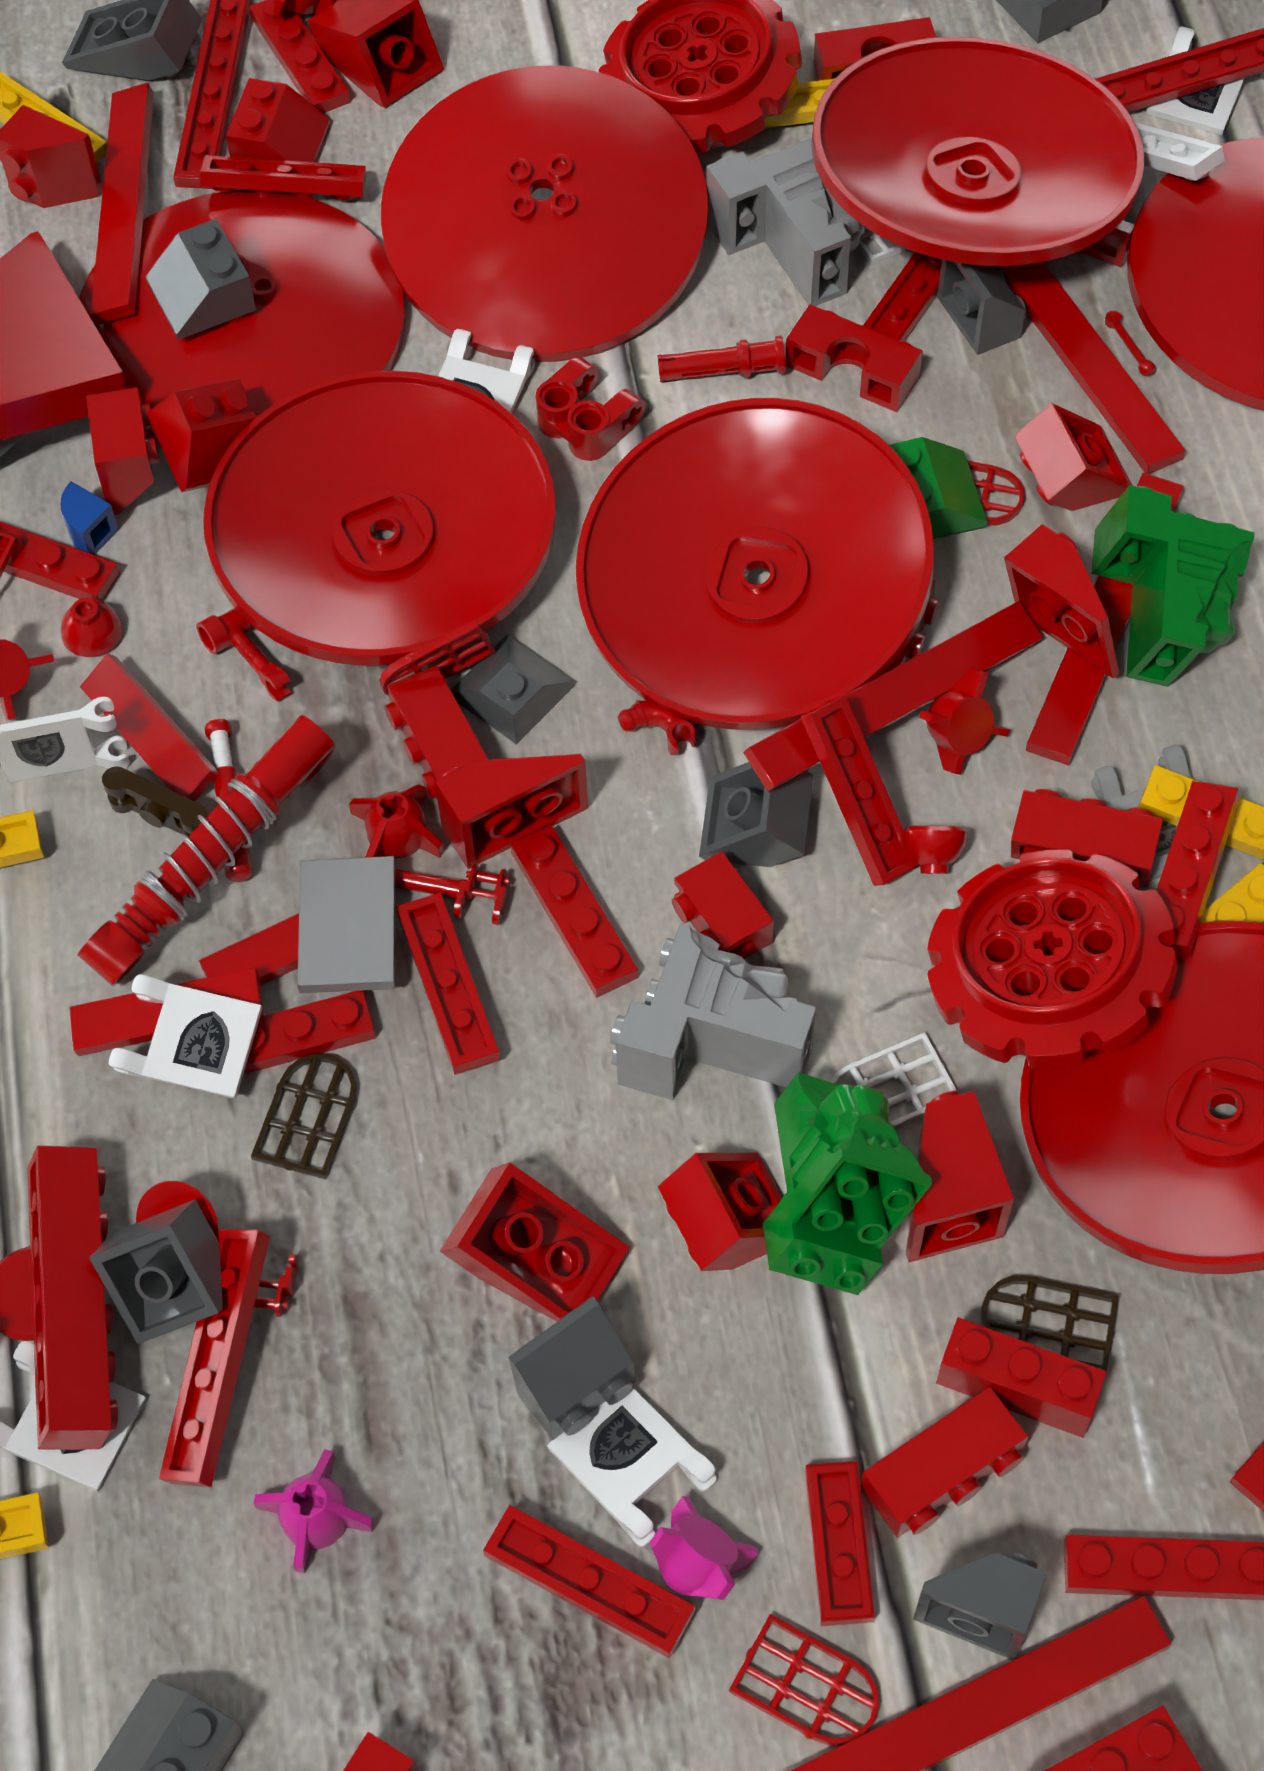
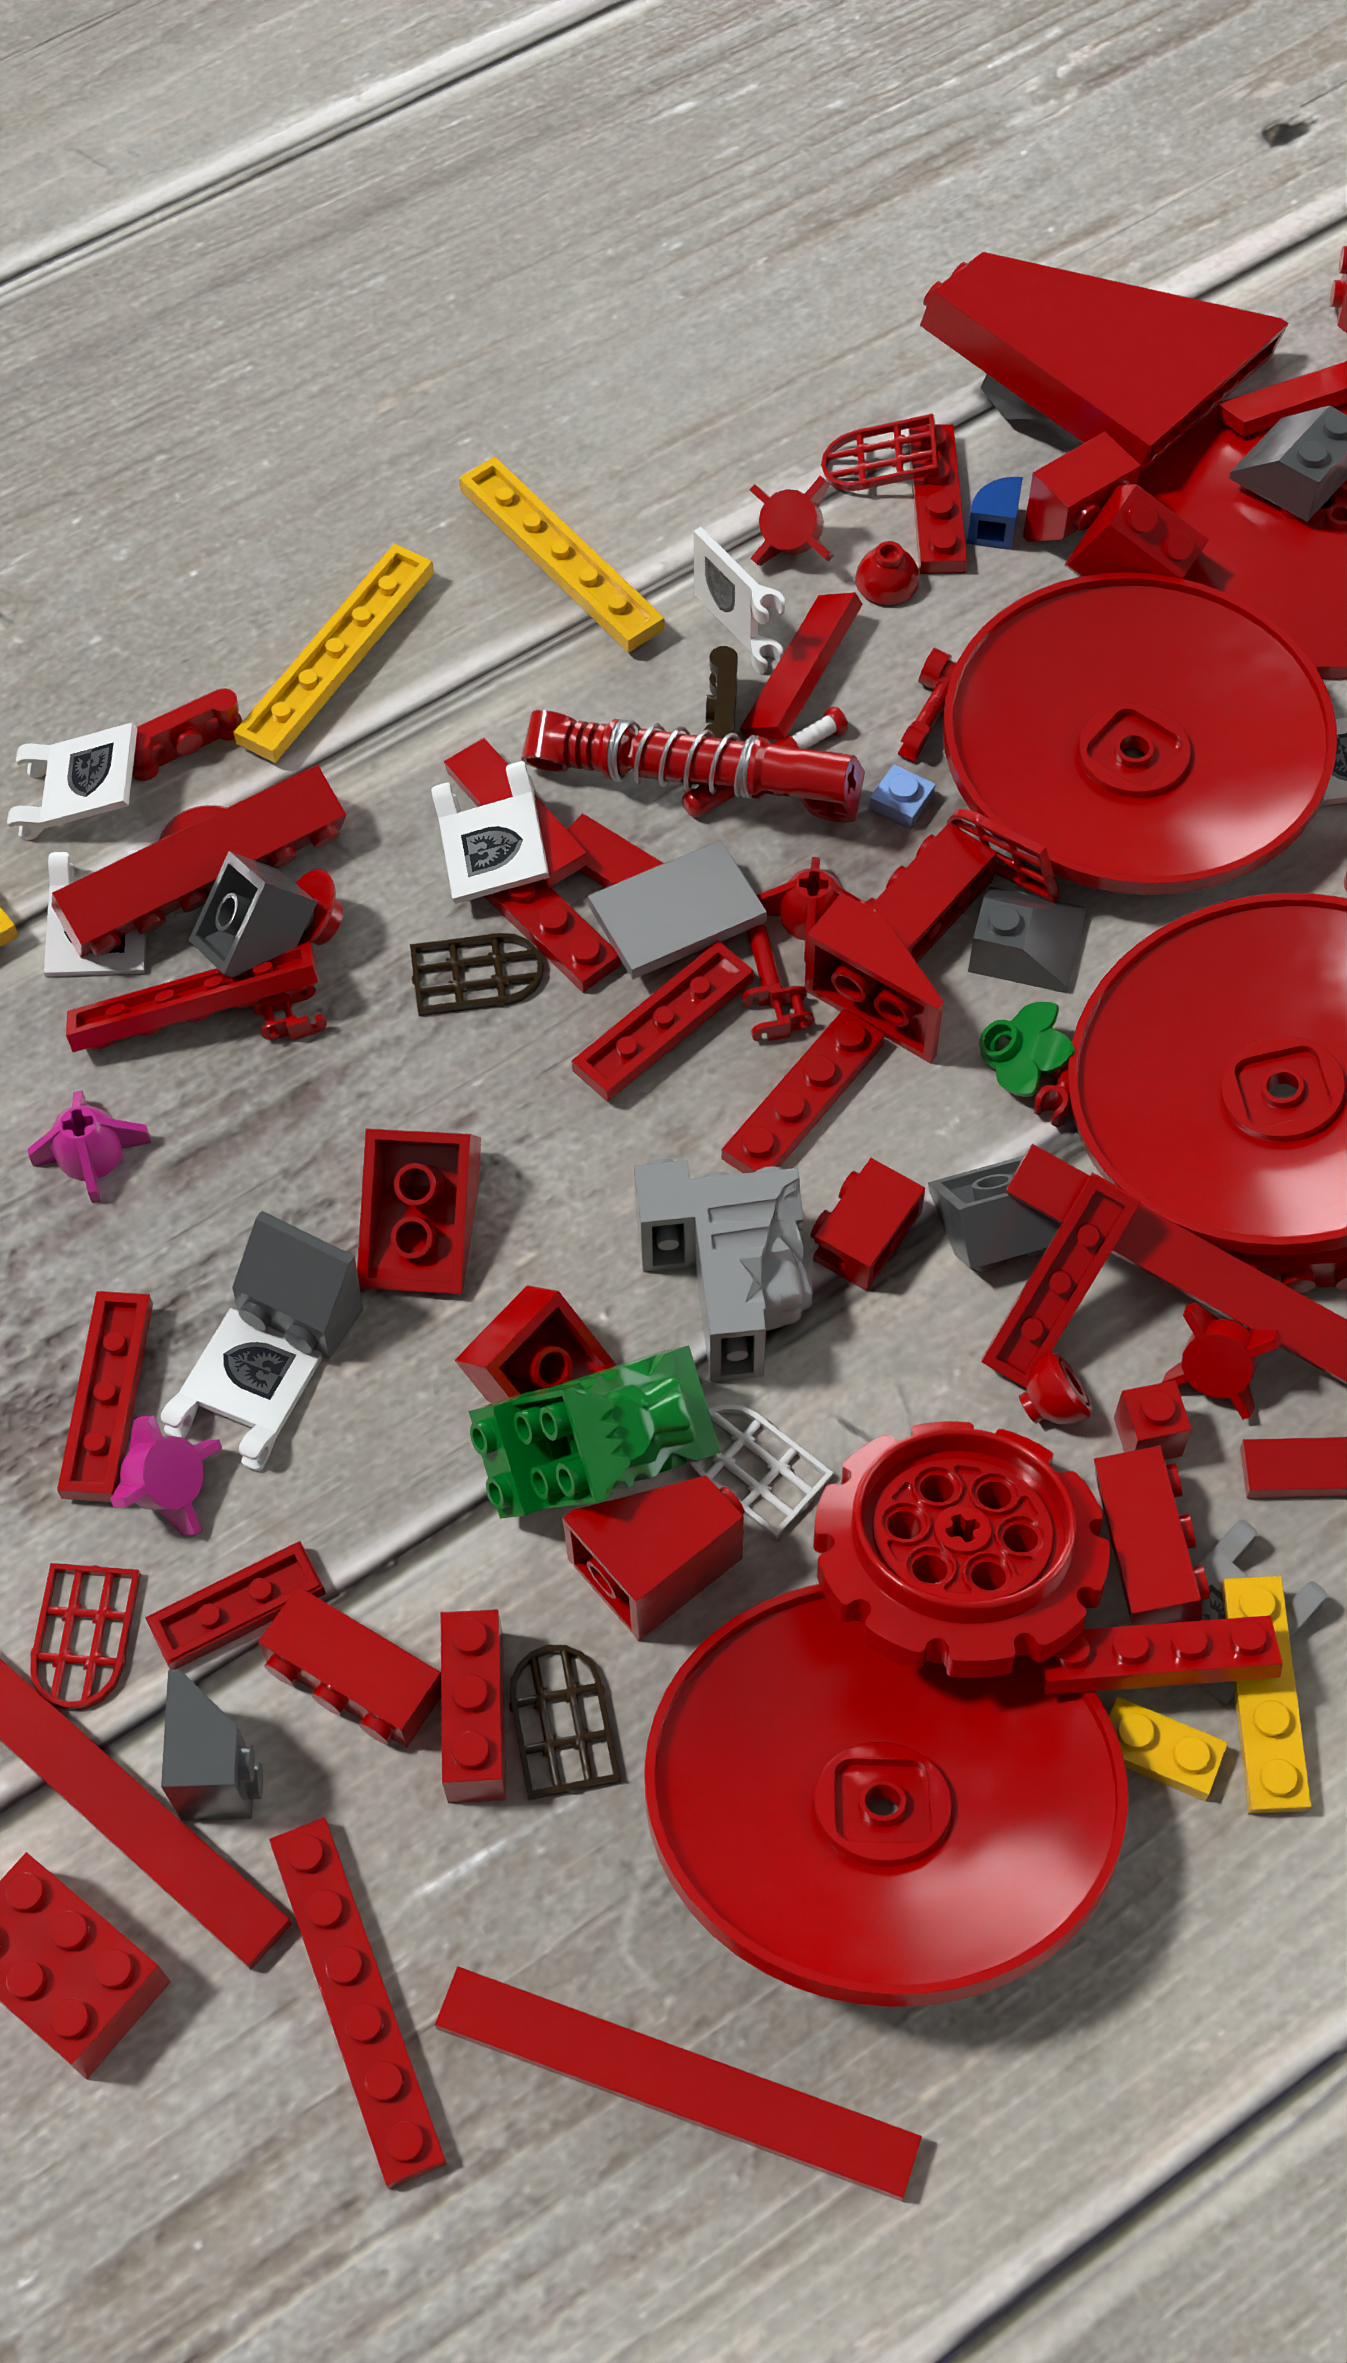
camera: 65 degrees right, 0 degrees up
(326, 711) = (902, 796): none -> light blue plate
(628, 724) = (1030, 1050): none -> green plate
(991, 792) = (1153, 1418): none -> red brick

